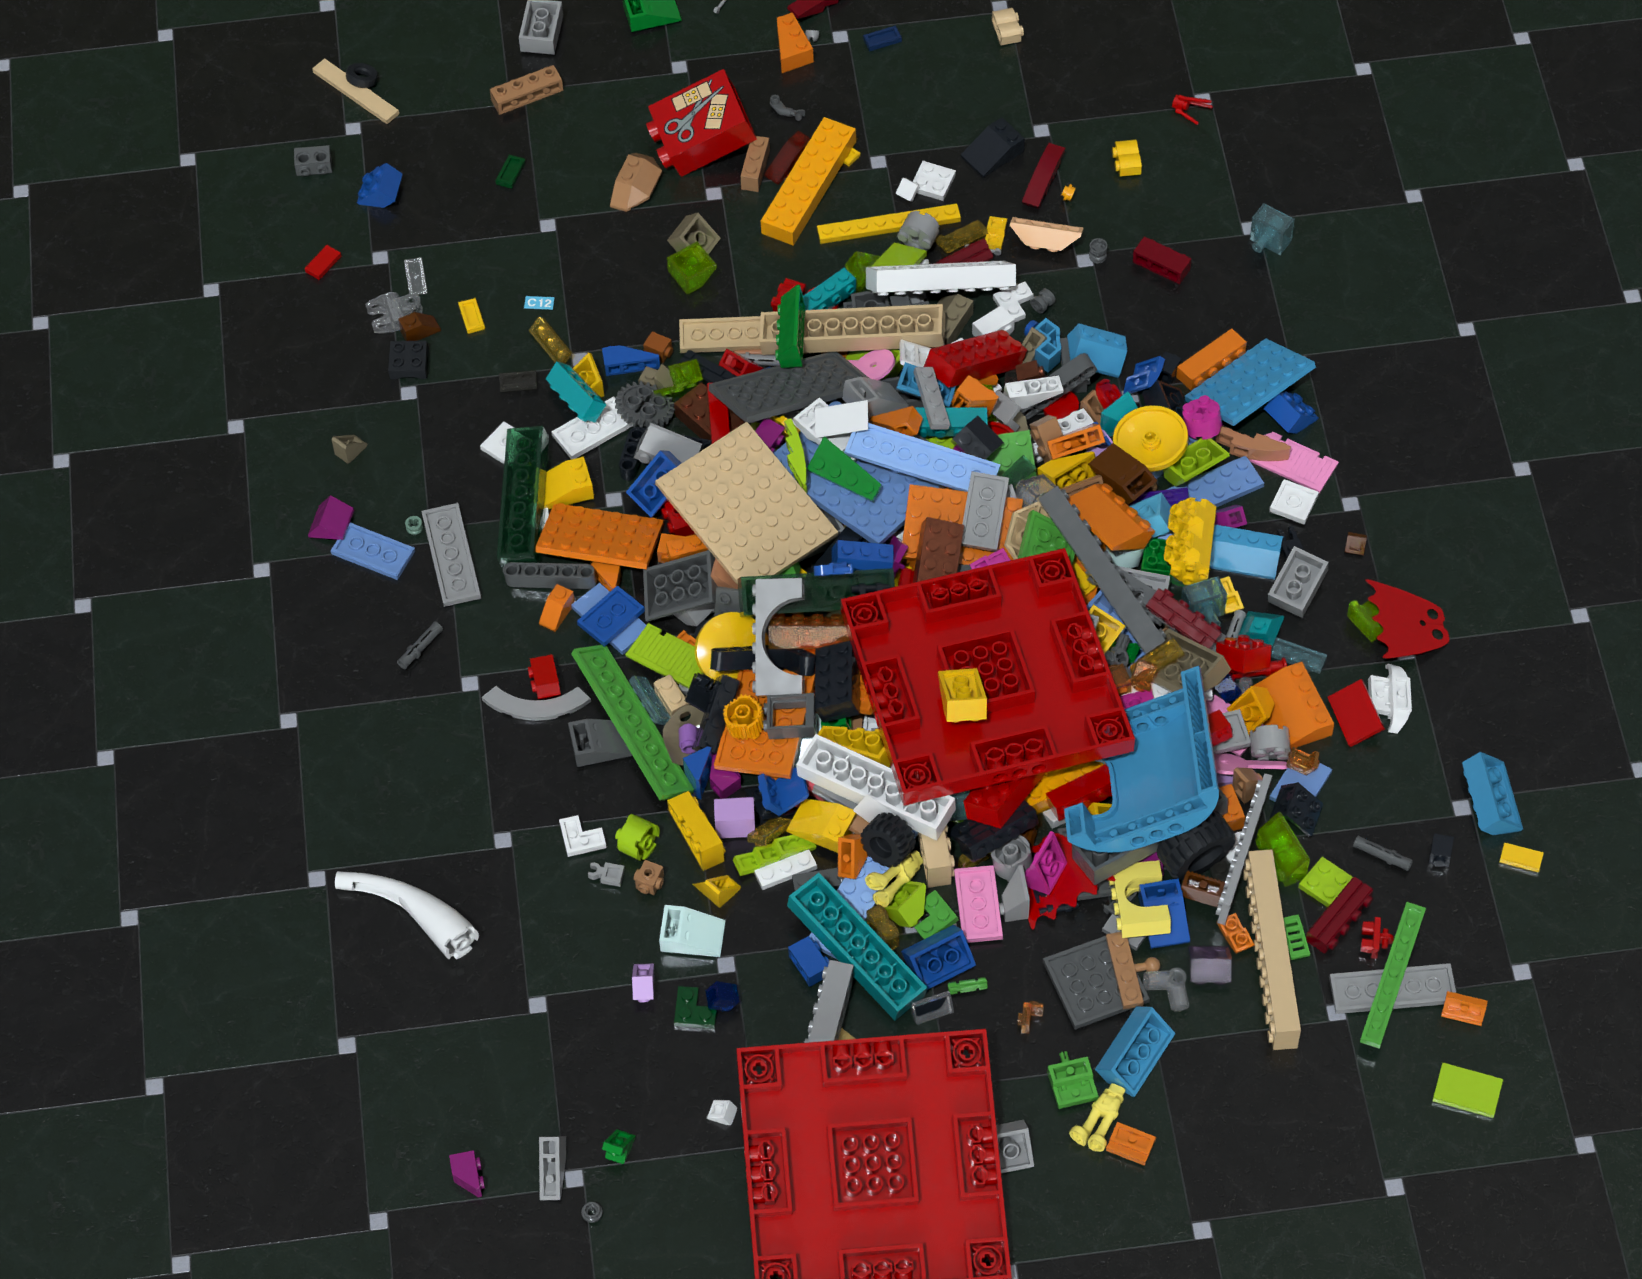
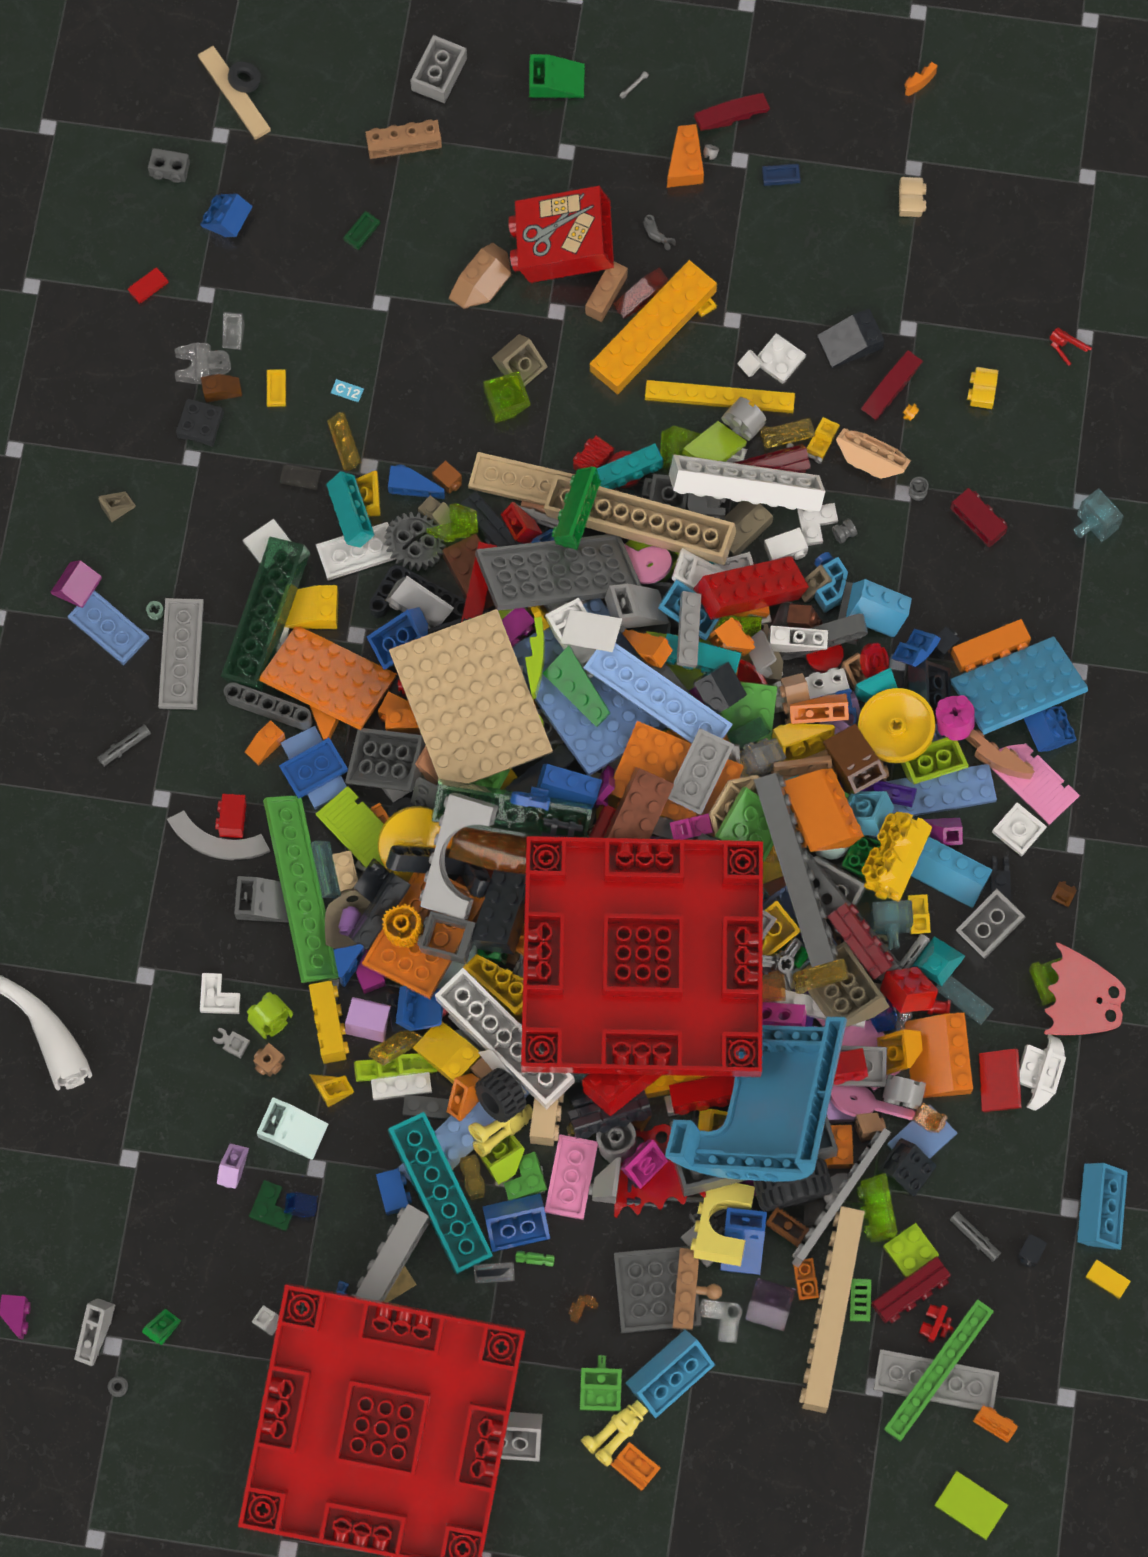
camera: 15 degrees right, 15 degrees up
(962, 695) = (609, 978): yellow slope -> none
(1143, 675) = (800, 991): clear orange bracket -> none

